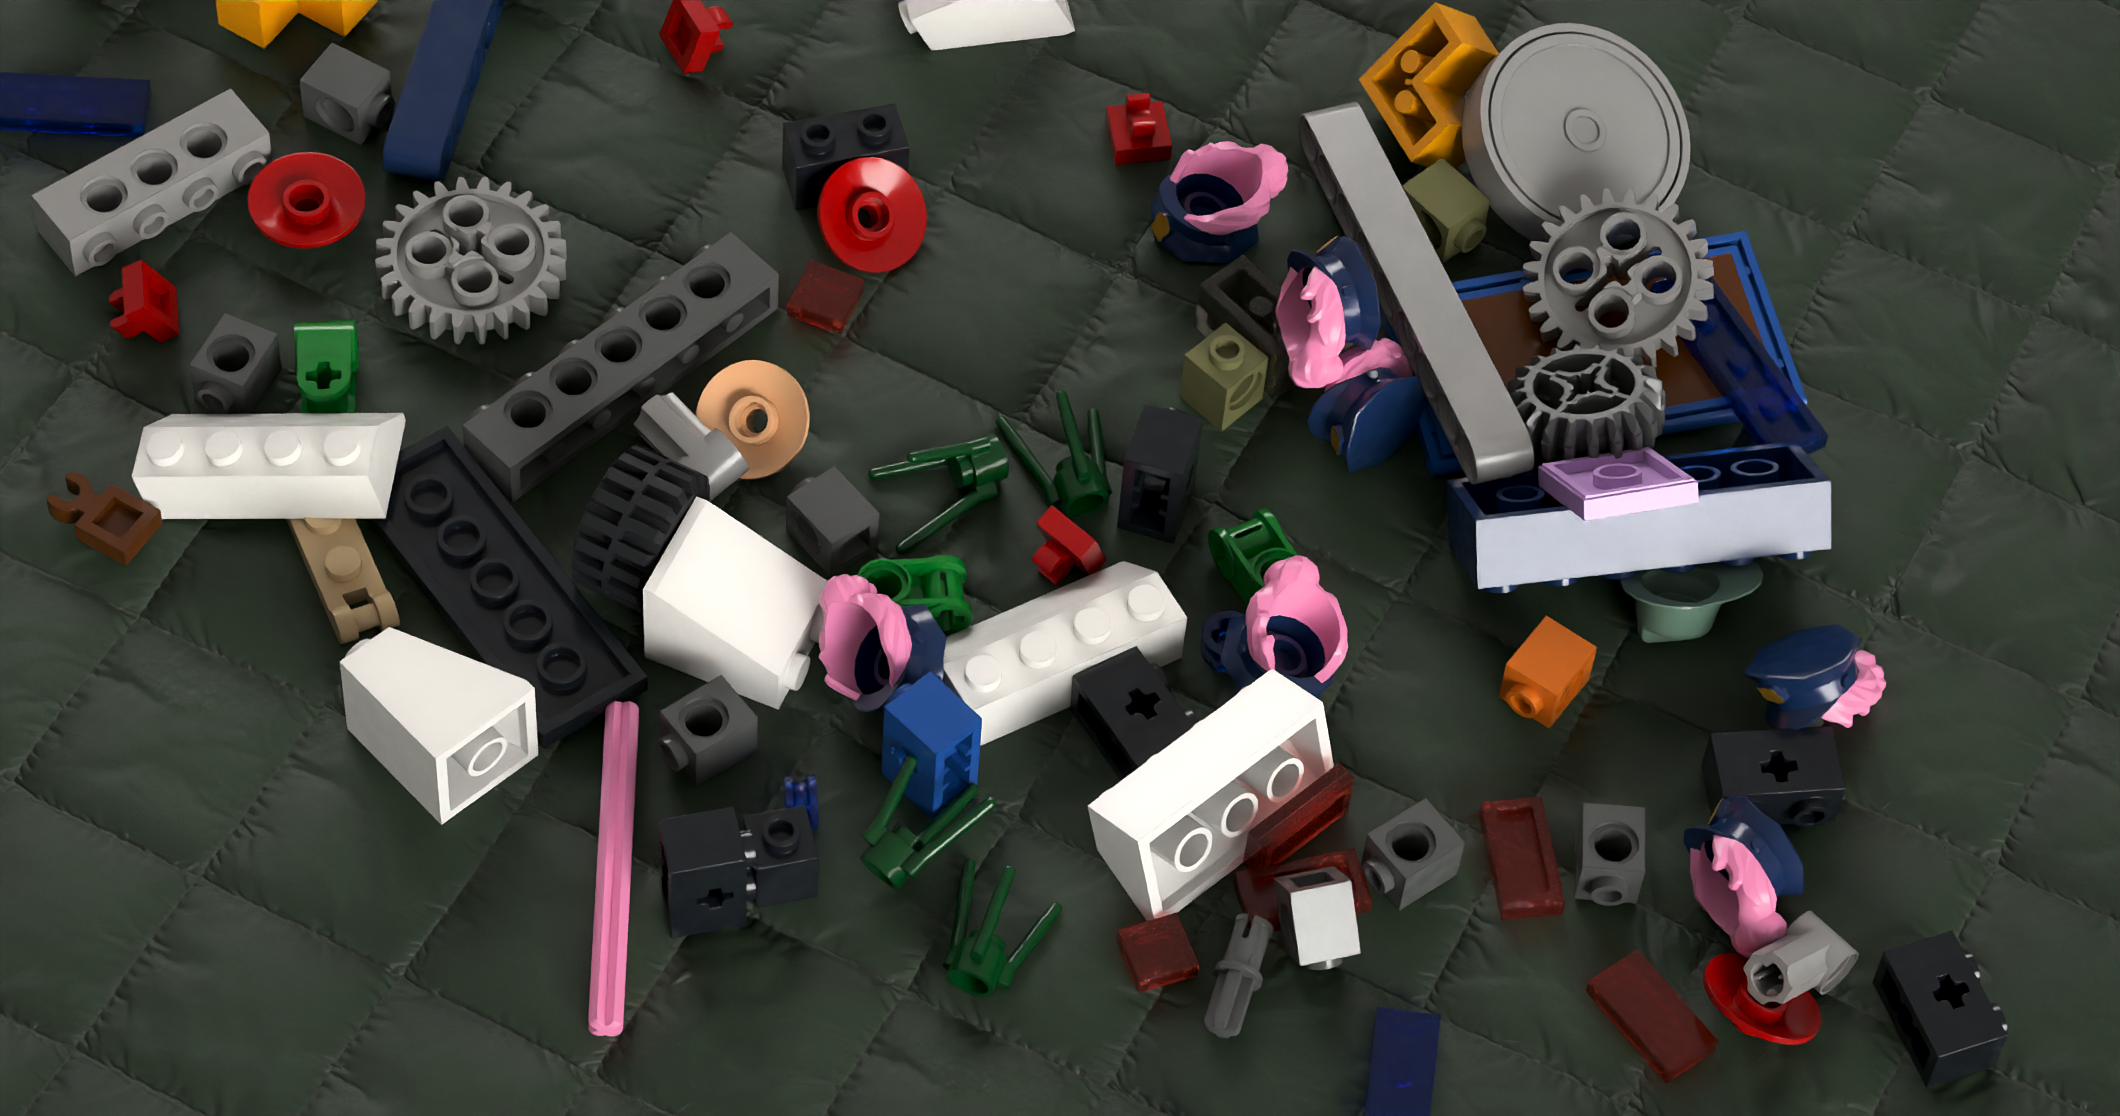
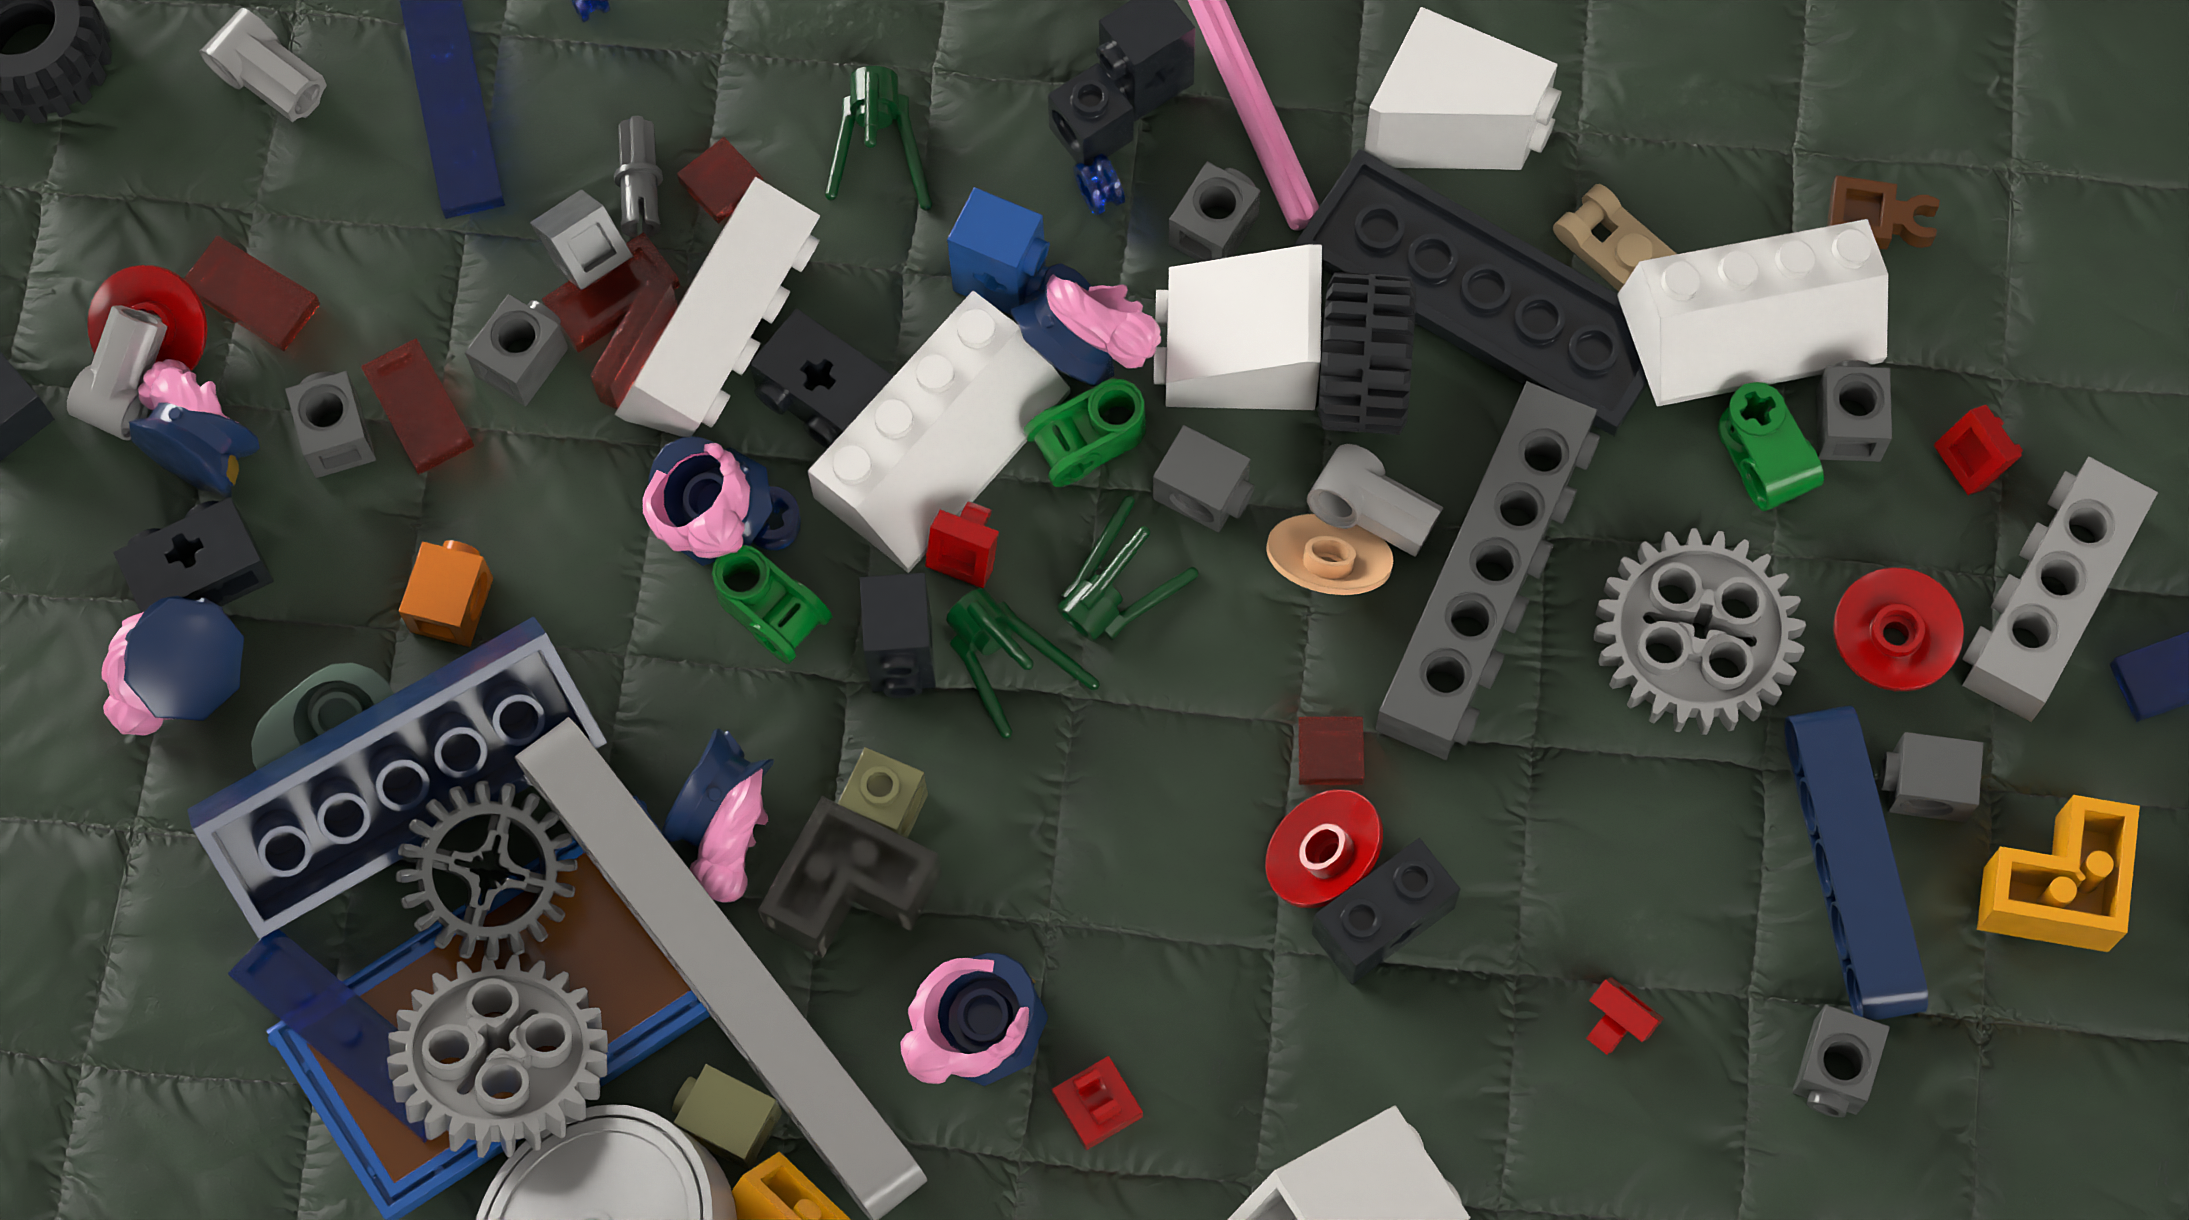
camera: 165 degrees right, 15 degrees up
(902, 854) = (988, 158): dark green plant -> none
(1324, 307) = (782, 817): piece -> none
(1619, 486) = (414, 743): lavender tile -> none

